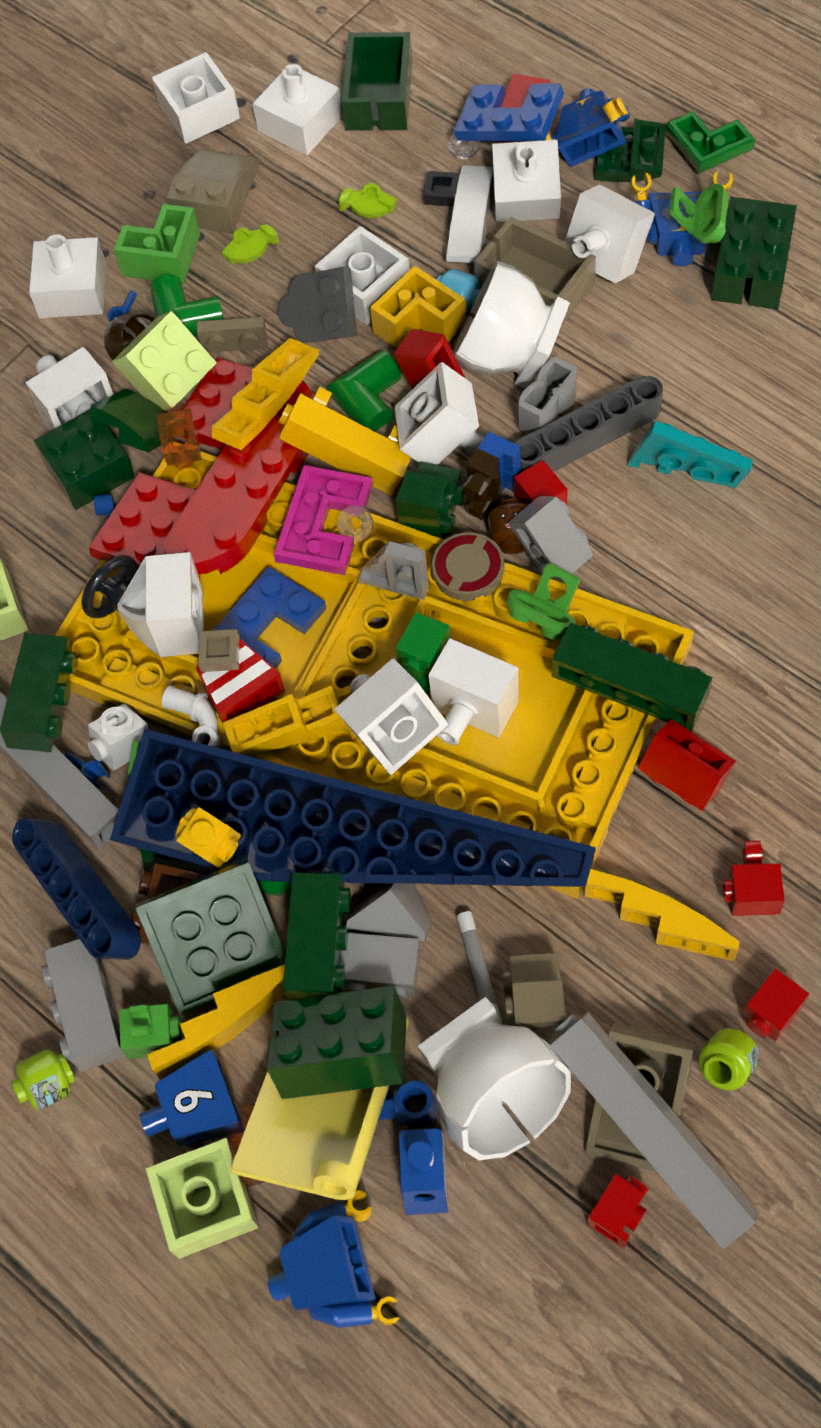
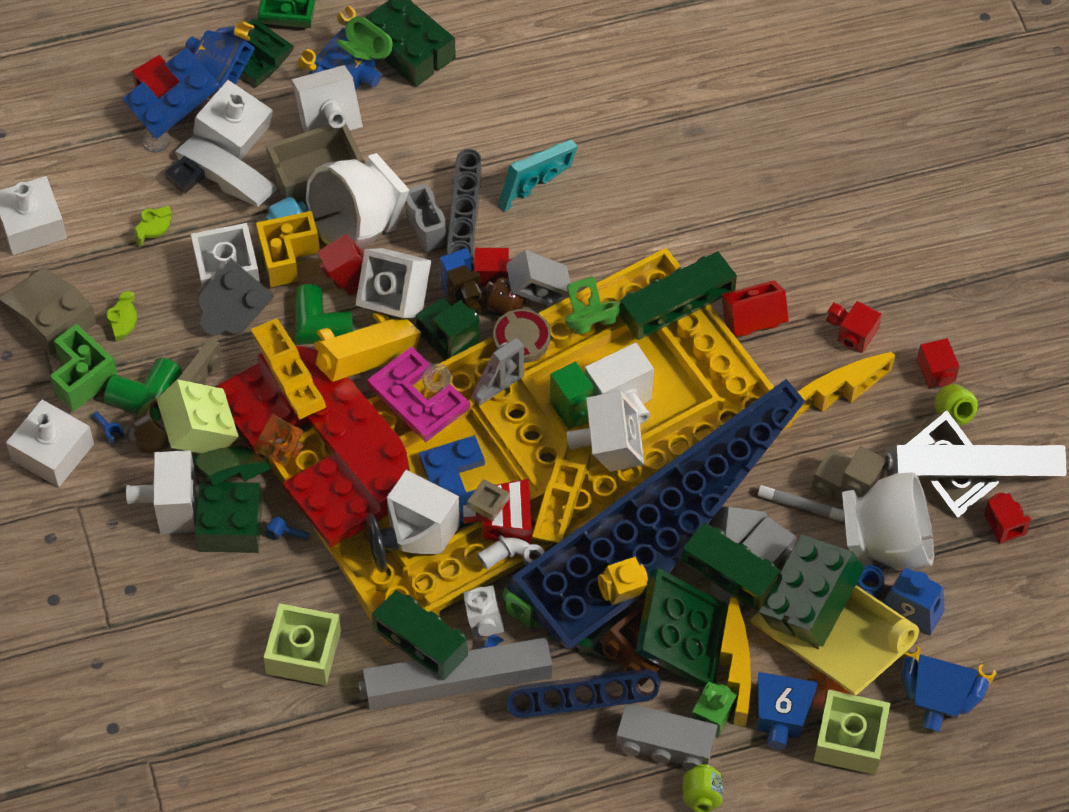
camera: 65 degrees left, 5 degrees down
(377, 81) = (55, 149): dark green piece -> none

